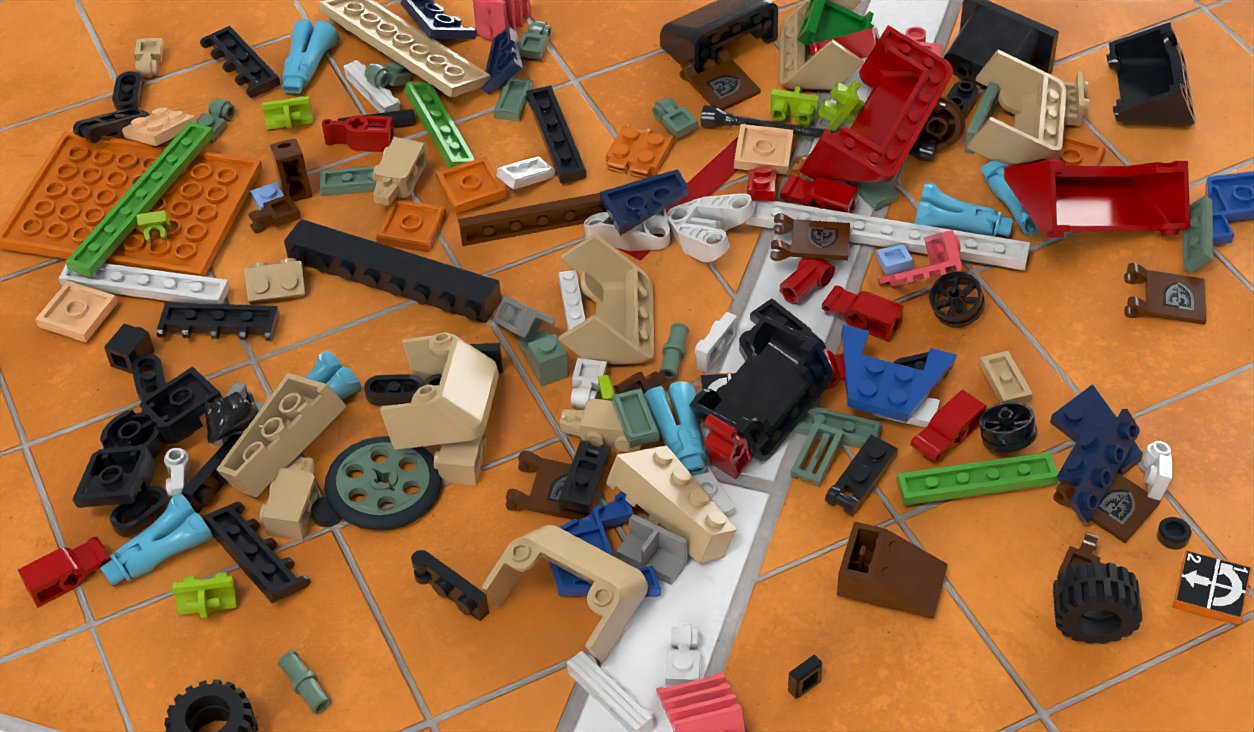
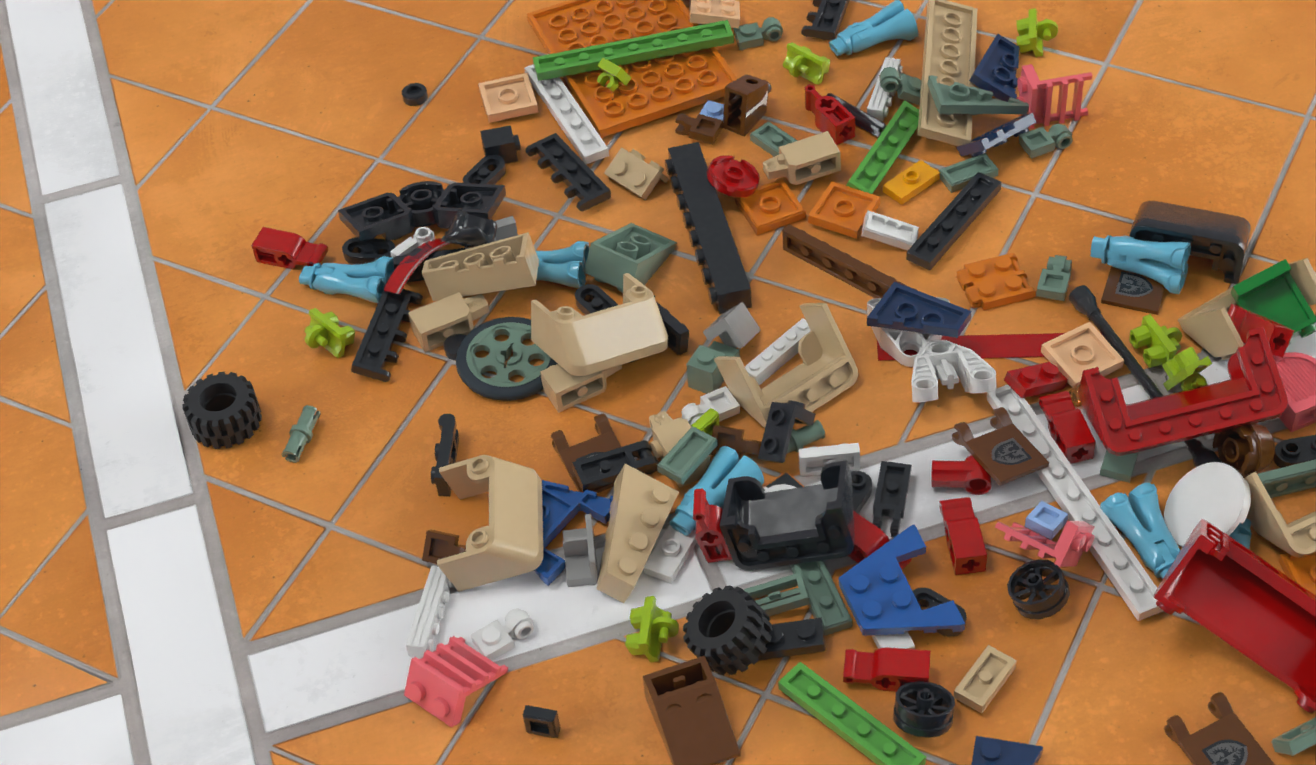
camera: 55 degrees right, 0 degrees up
(207, 481) = (409, 264): none -> red sticker
(364, 221) = (732, 176): none -> red tile
(367, 339) = (627, 251): none -> sand green slope
(455, 48) = (970, 100): none -> sand green wing
(485, 133) = (911, 182): none -> light orange plate
(554, 643) = (441, 545): none -> reddish brown plate
(668, 348) = (780, 427): none -> black bracket
(727, 55) = (1157, 260): none -> medium azure piece
(787, 559) = (654, 628): none -> lime hips
(818, 478) = (727, 630): none -> black tyre
(972, 166) = (1207, 493): none -> white tile

